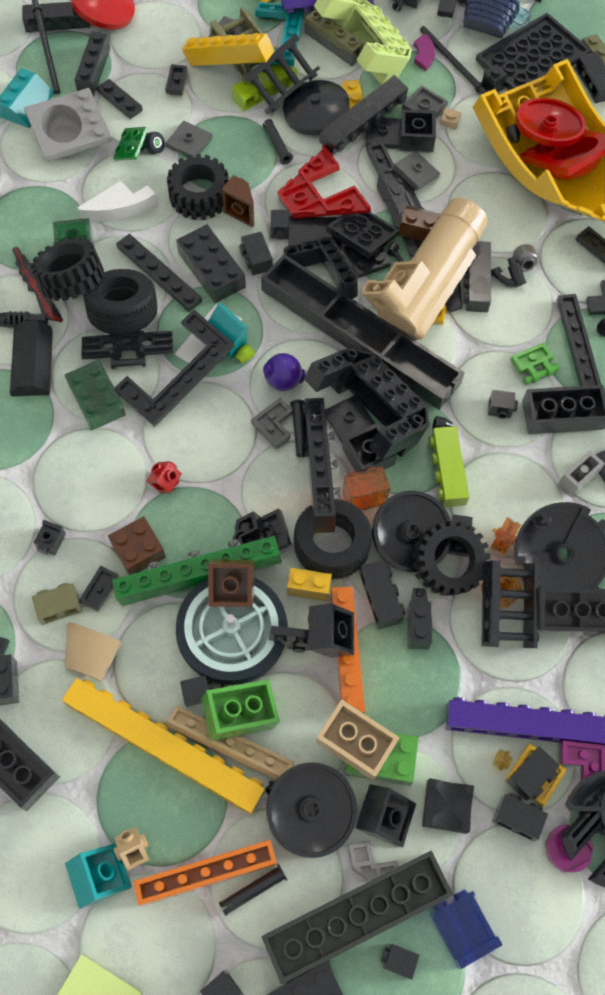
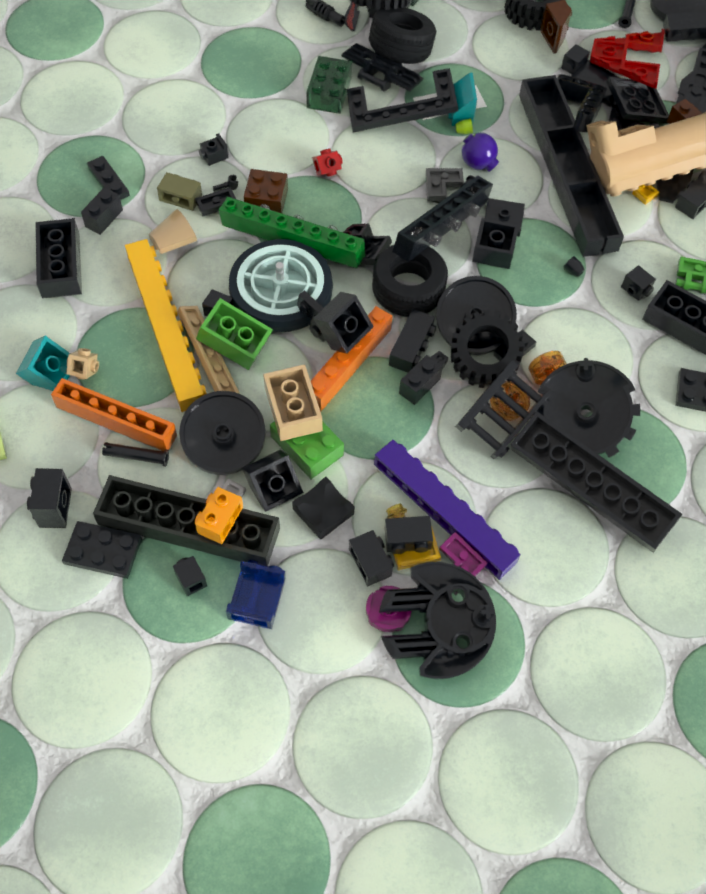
camera: 40 degrees right, 5 degrees down
(31, 359) = (309, 39): black piece -> none
(92, 561) = (231, 183): none -> black hand
(159, 272) = (452, 40): black plate -> none
(211, 263) = (496, 54): black brick -> none
(231, 583) = (302, 245): reddish brown brick -> none
(256, 253) = (537, 64): black brick -> none
(309, 584) = (365, 292): yellow brick -> none
(366, 488) = (466, 260): clear orange brick -> none
(380, 392) = (544, 210): black wedge -> none
(395, 894) = (218, 515): none -> light orange brick
(449, 467) = (550, 296): lime brick -> none
(581, 473) = (657, 370): light grey brick -> none

